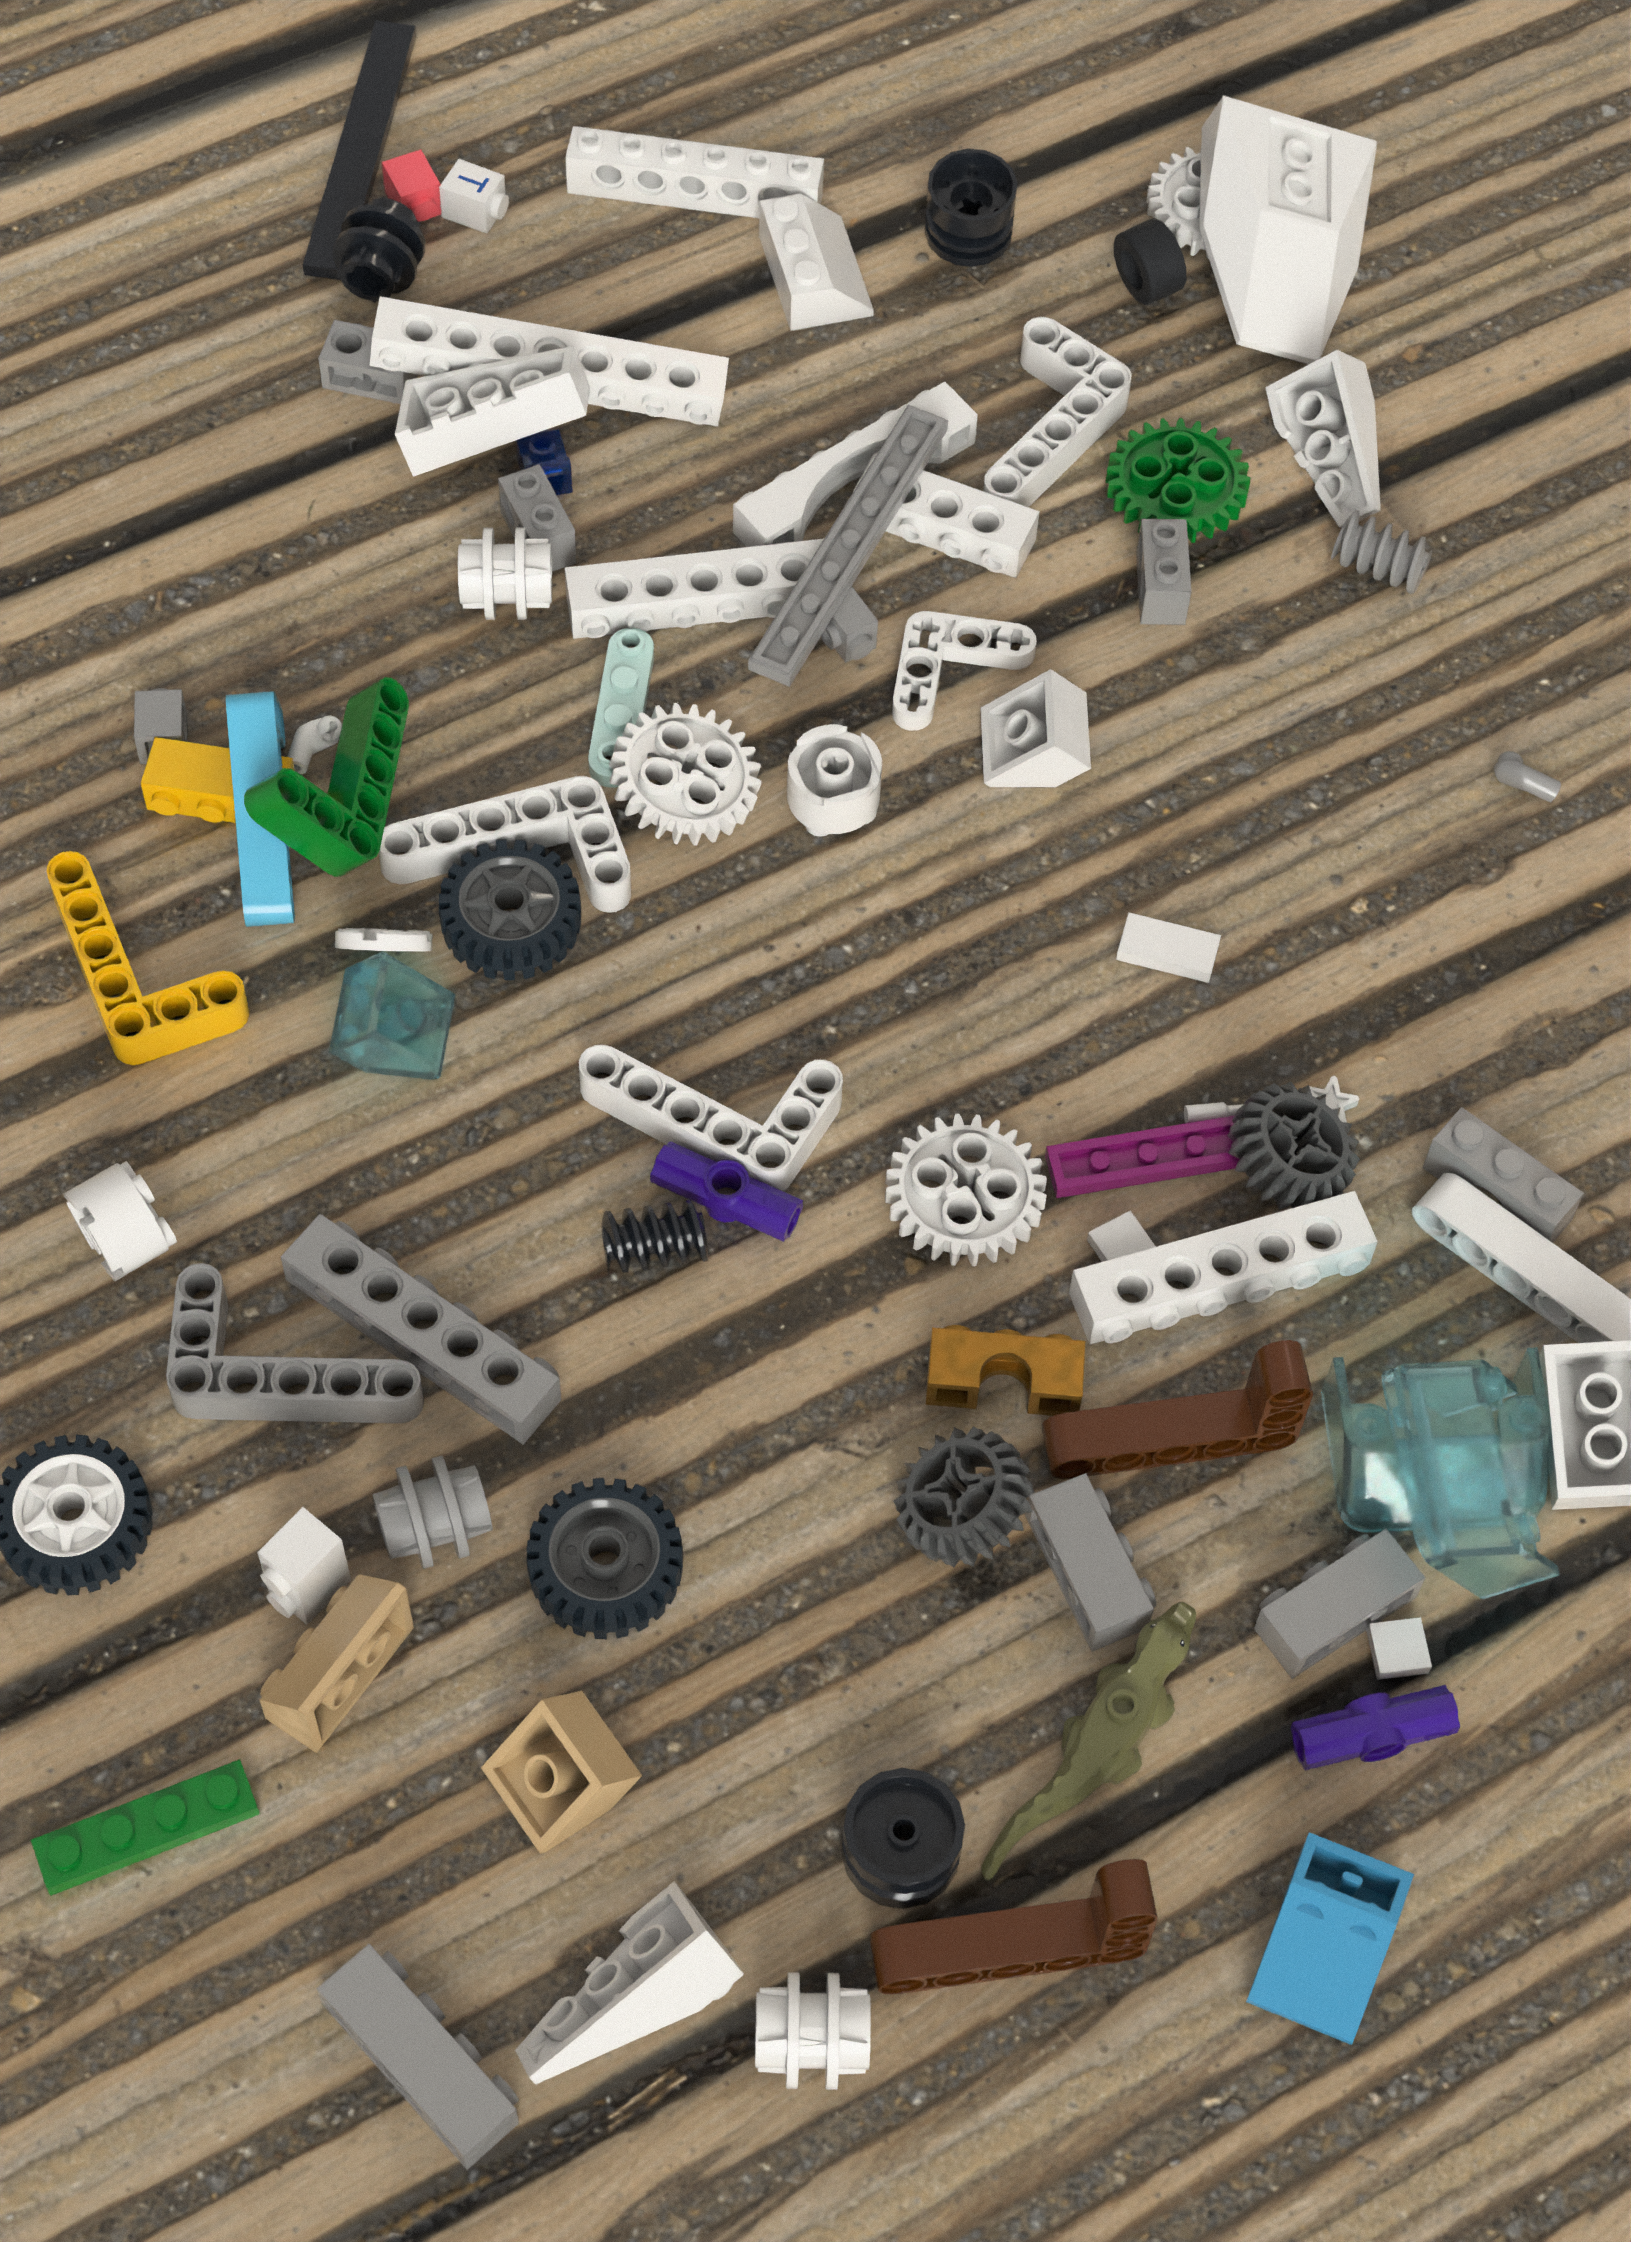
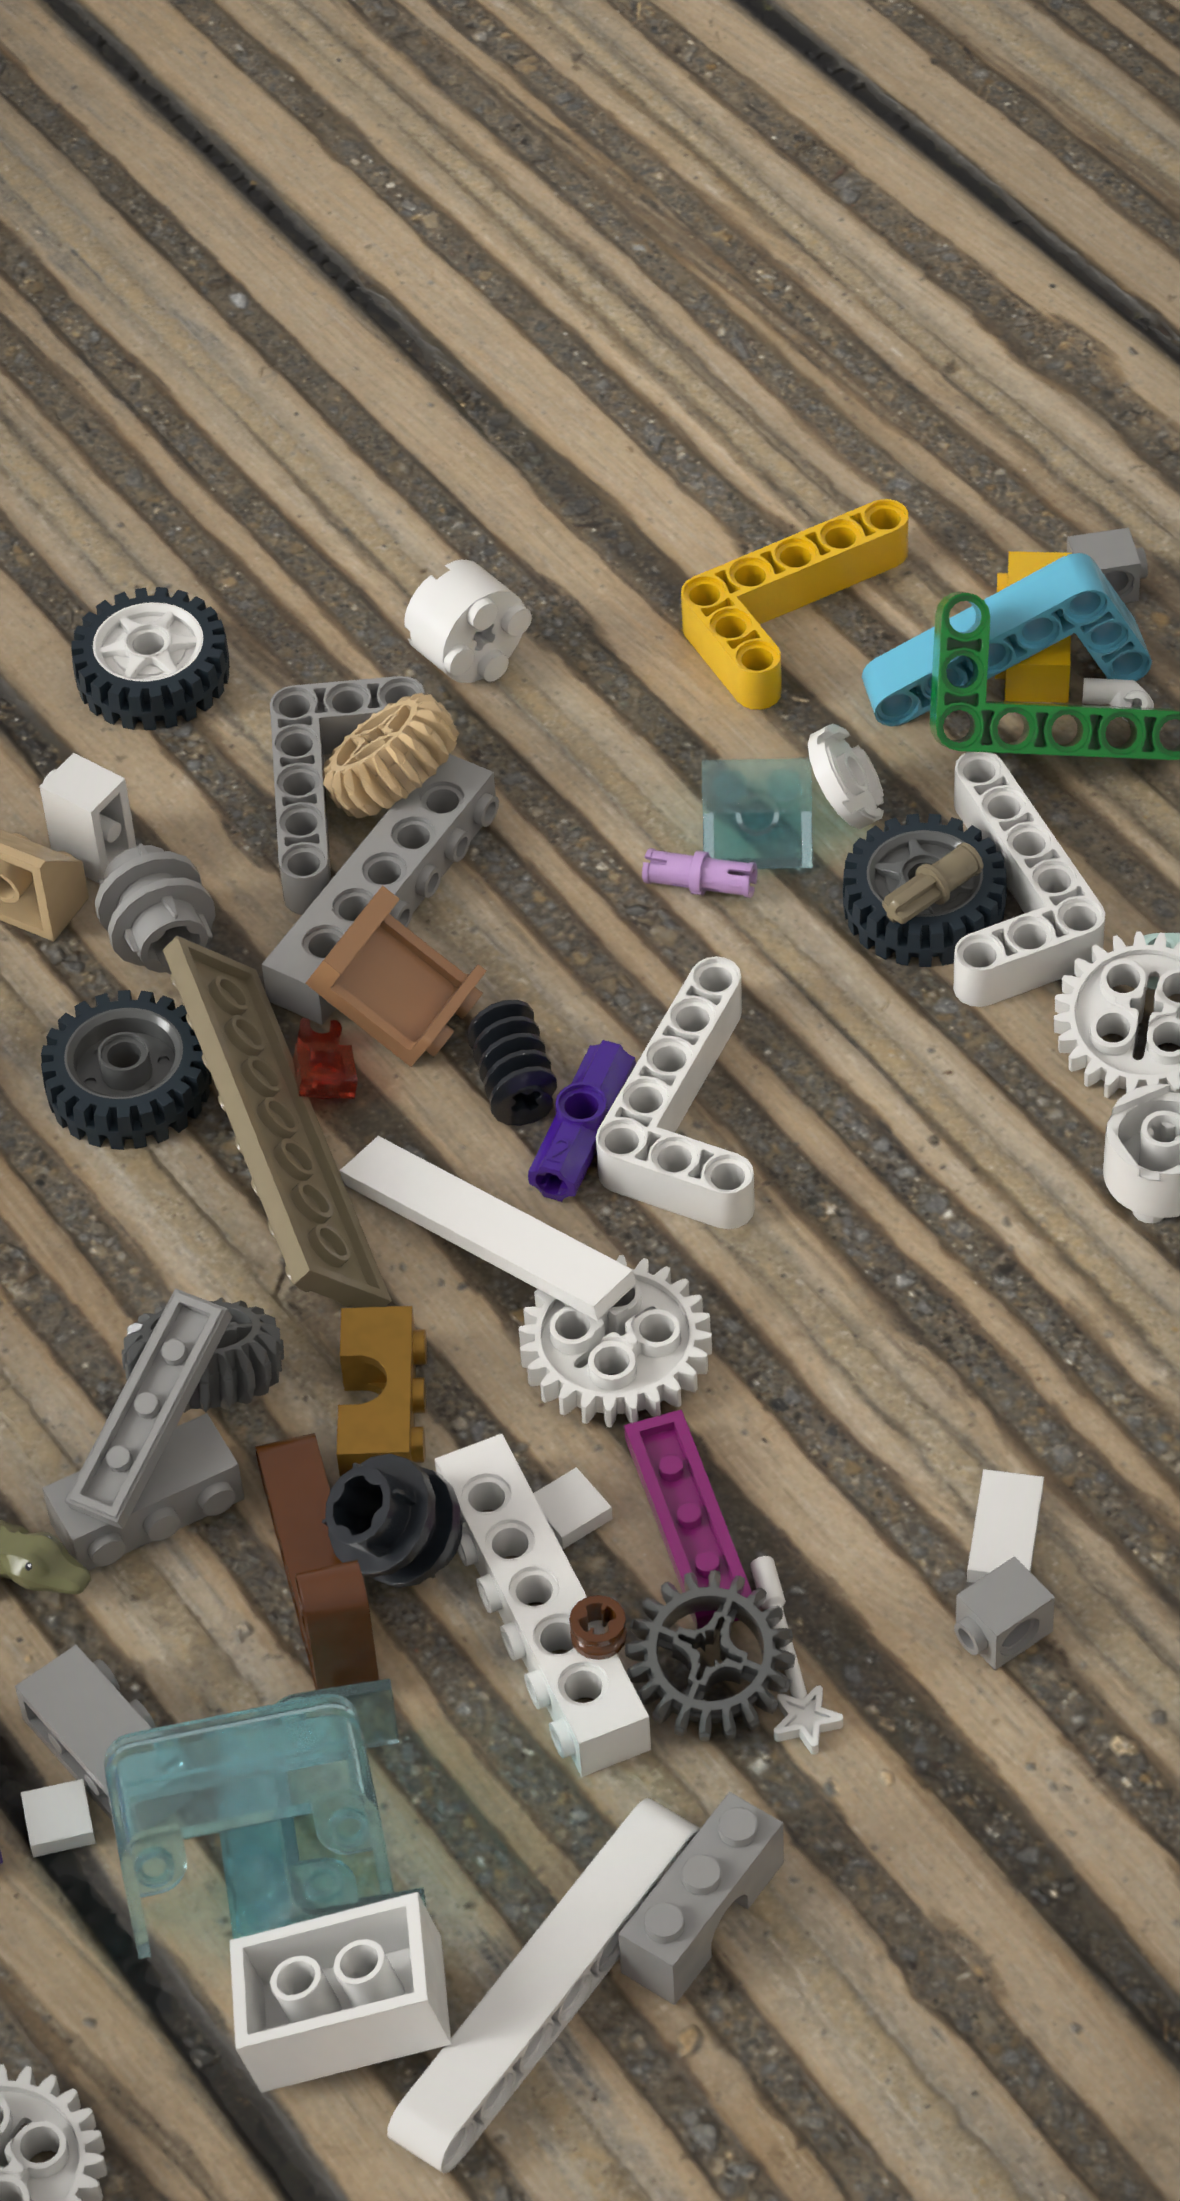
camera: 90 degrees right, 10 degrees down
(310, 1291) = (389, 755): none -> tan gear
(453, 1075) = (699, 873): none -> lavender pin
(536, 886) = (933, 883): none -> dark tan axle
(557, 1314) = (395, 983): none -> medium nougat panel
(627, 1392) = (322, 1064): none -> clear red plate
(704, 1427) = (275, 1127): none -> dark tan plate
(841, 1271) = (488, 1228): none -> white tile
(1052, 1522) = (148, 1408): none -> light grey tile
(1185, 1372) = (394, 1520): none -> black piece
(1256, 953) = (1003, 1613): none -> light grey brick
(1288, 1201) = (601, 1645): none -> reddish brown bush

